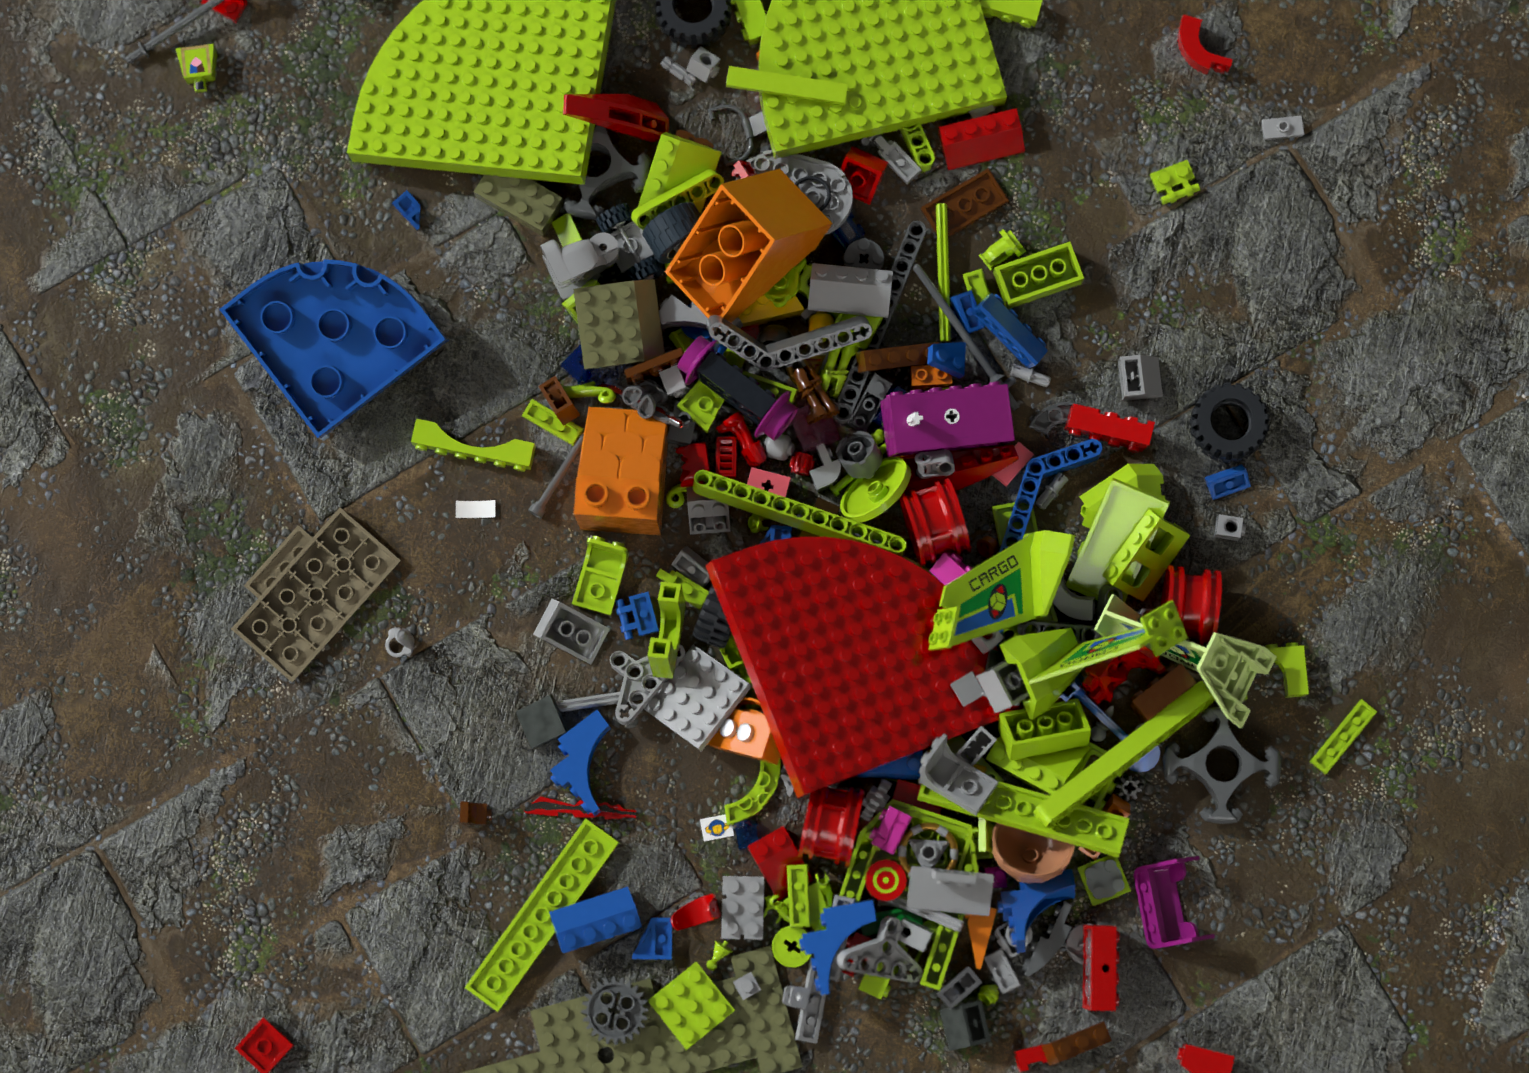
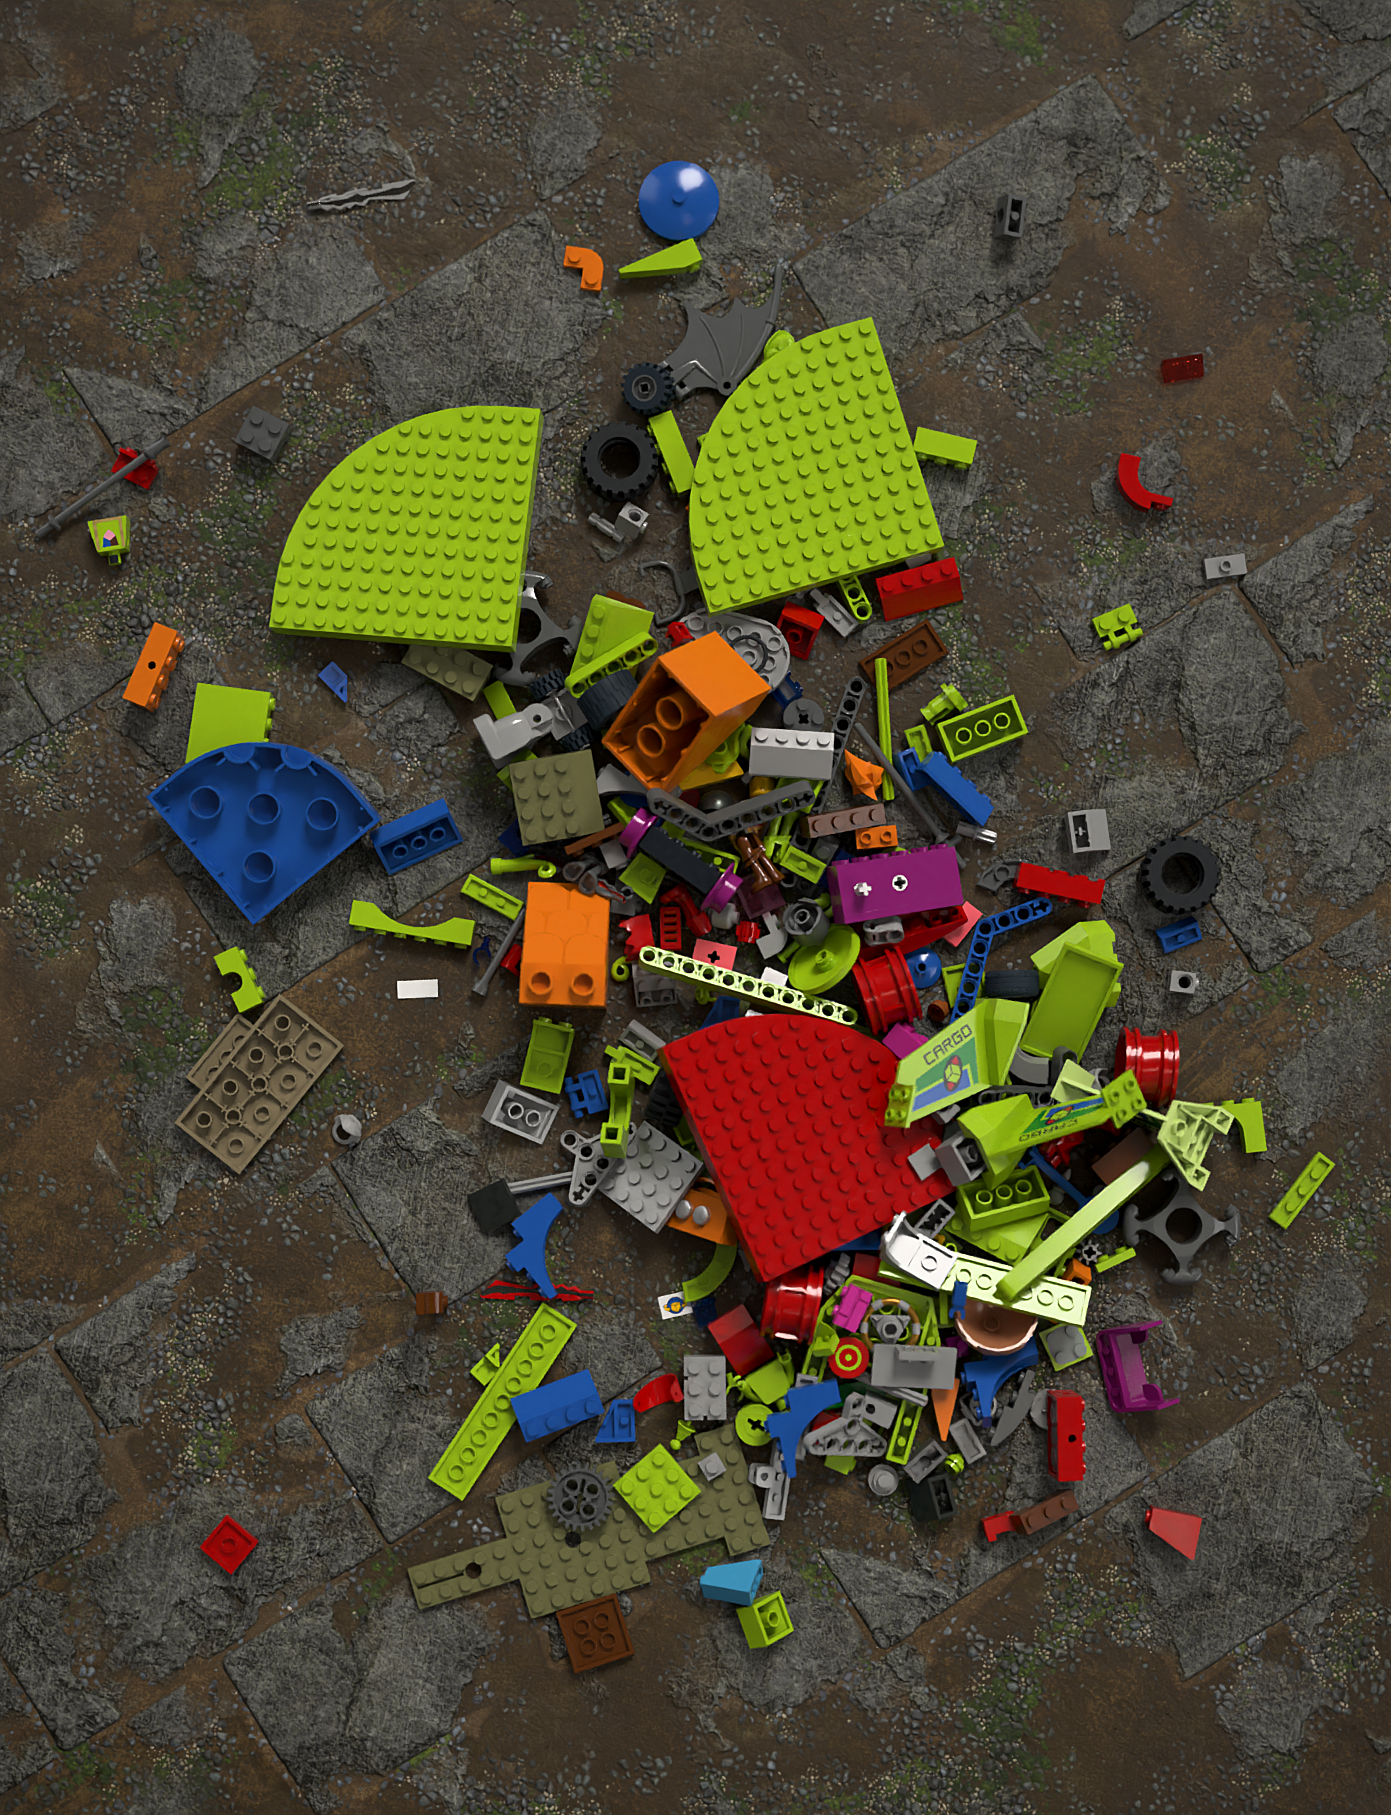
camera: 10 degrees left, 5 degrees up
(233, 189) = (154, 667): none -> orange brick
(296, 476) = (249, 994): none -> lime arch
(303, 238) = (228, 717): none -> lime panel
(480, 361) = (416, 836): none -> blue slope
(528, 880) = (487, 1366): none -> lime slope
(543, 470) = (484, 946): none -> clear blue piece
(559, 400) = (498, 876): reddish brown arch -> none
(568, 483) = (512, 959): none -> red tile
(619, 113) = (548, 576): red wedge -> none
(786, 85) = (719, 543): lime tile -> none
(798, 896) = (760, 1374): lime tile -> none
(858, 398) = (803, 864): none -> lime plate
(864, 861) = (826, 1341): none -> lime plate
(917, 1007) = (883, 1479): none -> light grey plate
(920, 316) = (862, 775): none -> orange hair
(948, 358) = (893, 819): blue wing -> none
(983, 506) = (932, 967): none -> blue dish
(997, 823) = (959, 1298): none -> blue bar
(1051, 491) = (1001, 951): light grey axle -> none
(1061, 519) = (1012, 984): none -> black wheel
(1154, 561) = (1105, 1024): lime window -> none
(1161, 792) = (1121, 1254): none -> lime plate

